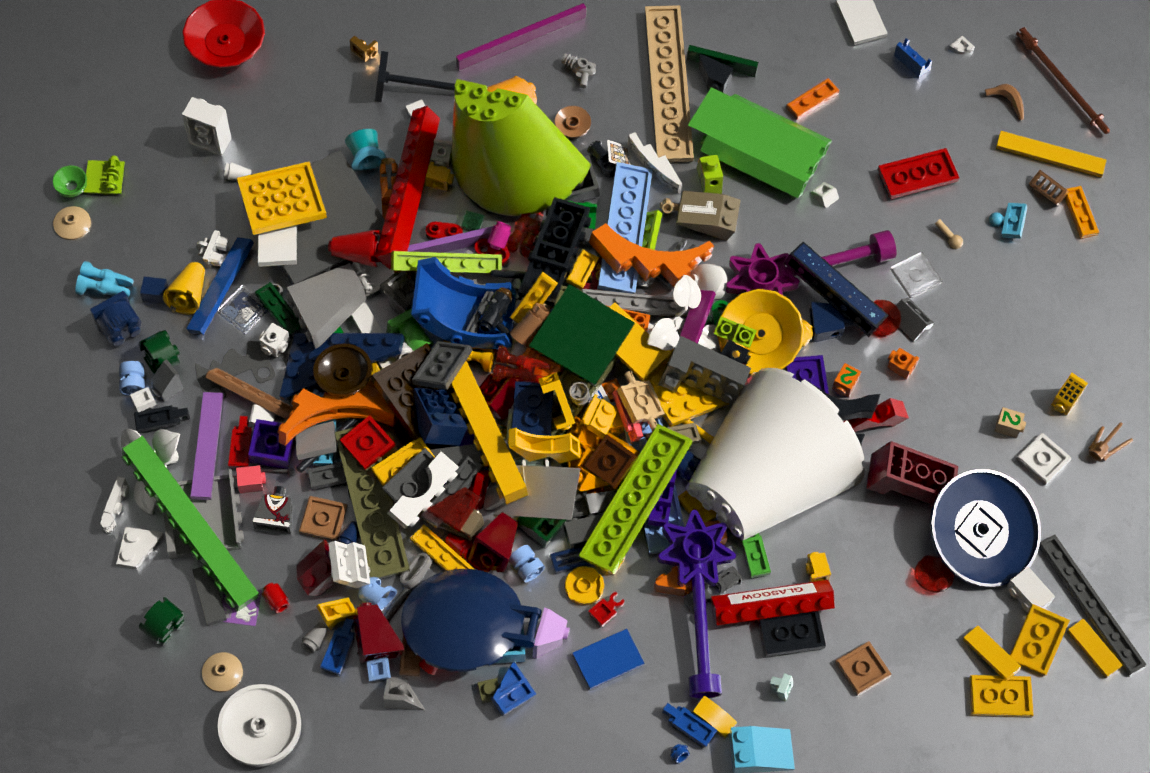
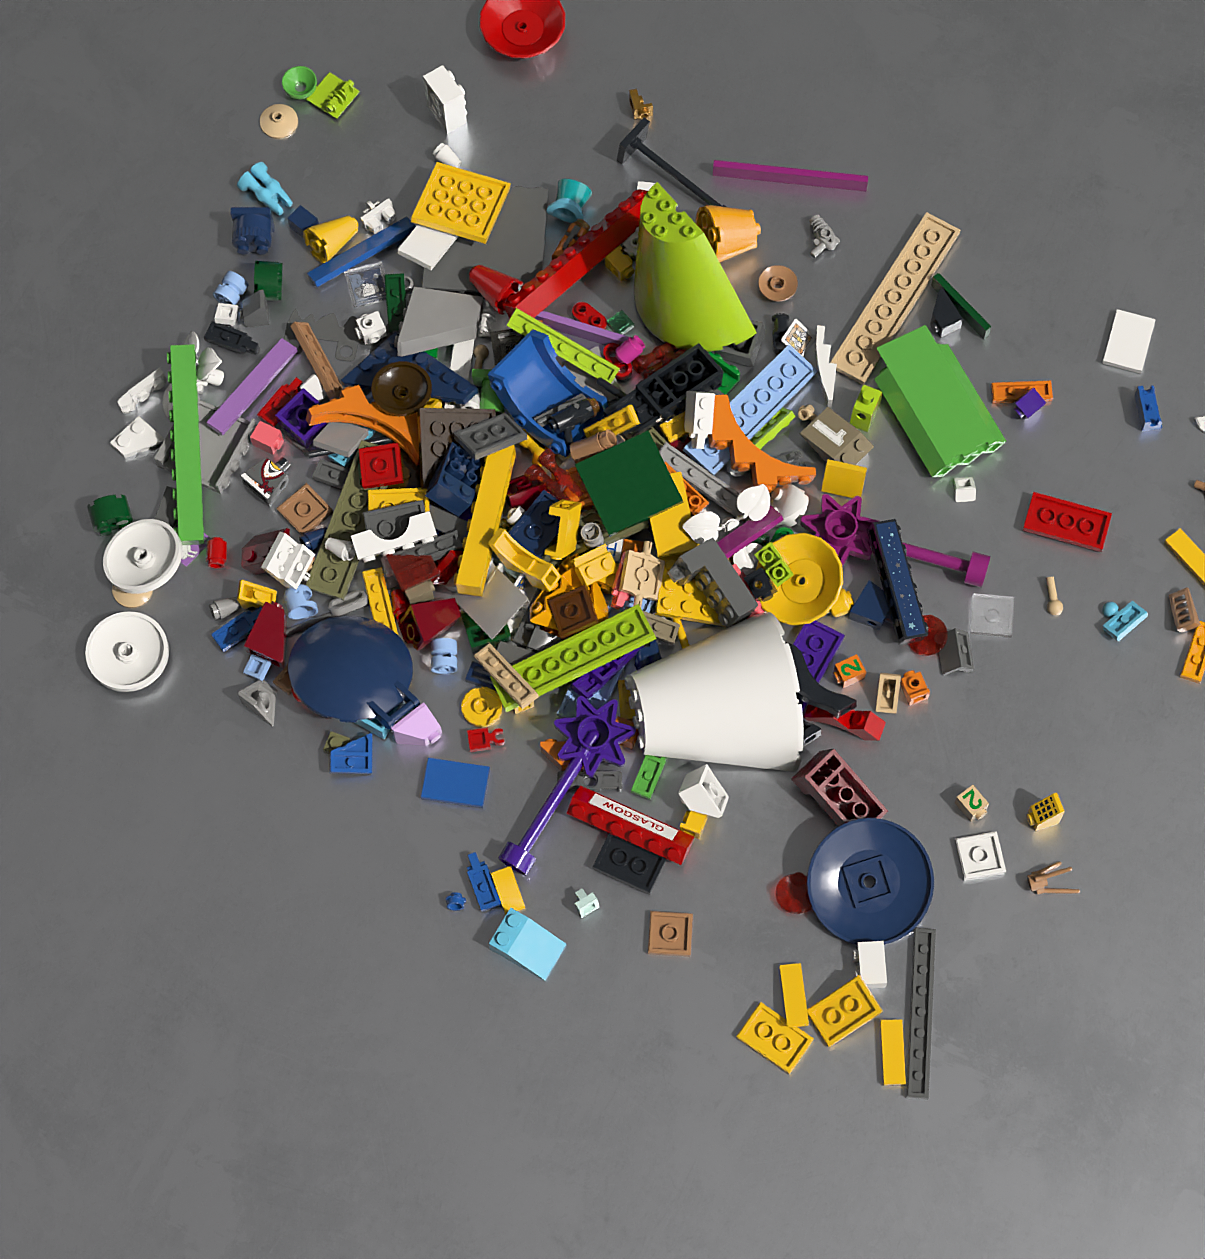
camera: 40 degrees right, 5 degrees up
(216, 638) = (142, 556): none -> white dish
(377, 310) = (480, 353): none -> tan bar
(382, 528) = (341, 548): none -> white cone
(504, 416) = (515, 514): none -> white tile
(593, 546) = (506, 676): none -> tan tile
(597, 252) = (699, 416): none -> white hinge
(735, 237) = (843, 479): none -> yellow tile
(809, 540) = (703, 792): none -> white slope
(827, 102) = (1028, 403): none -> dark purple brick
(886, 378) = (888, 692): none -> tan slope

